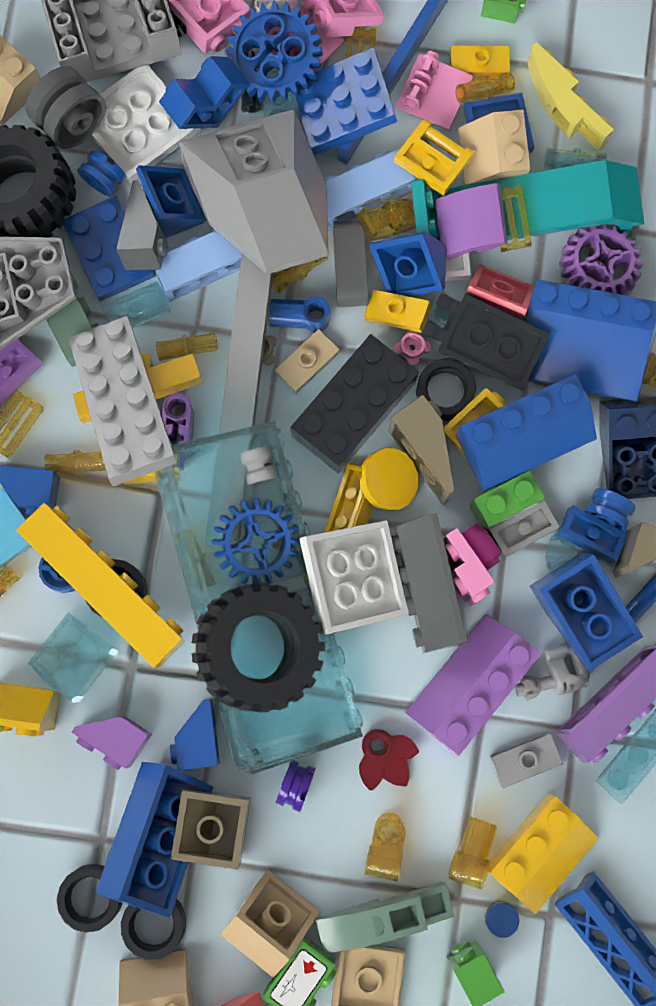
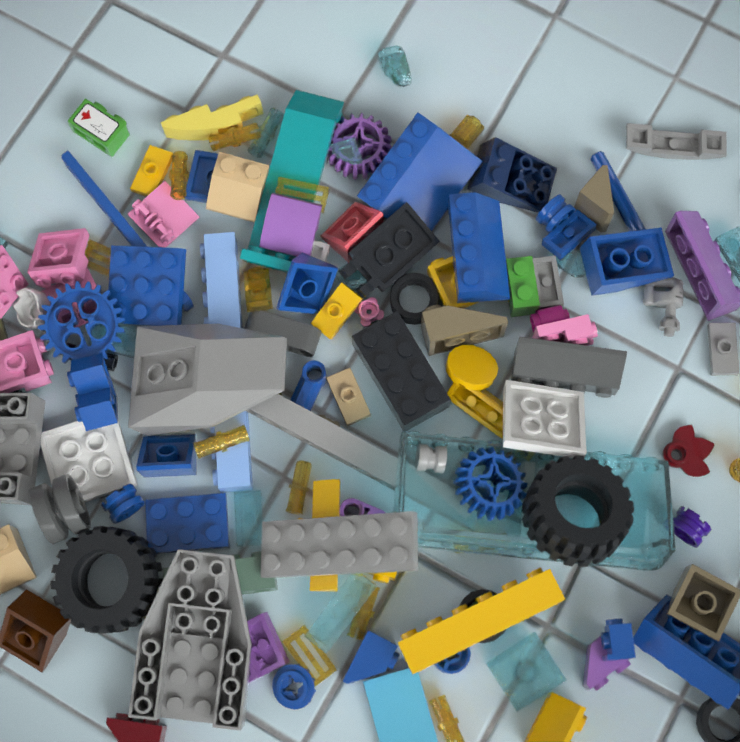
camera: 65 degrees left, 5 degrees down
(59, 434) = (340, 611): none -> clear light blue plate
(129, 743) = (618, 640): none -> blue brick
(140, 238) = (195, 485): slope -> none
(197, 740) = (627, 592): blue slope -> none
(199, 242) = (221, 441): none -> clear yellow pin
(430, 164) = (229, 239): yellow plate -> none
(473, 684) = (655, 365): medium lavender slope -> none
(554, 127) = (234, 136): none -> clear yellow pin
(585, 249) = (347, 151): none -> clear light blue tile

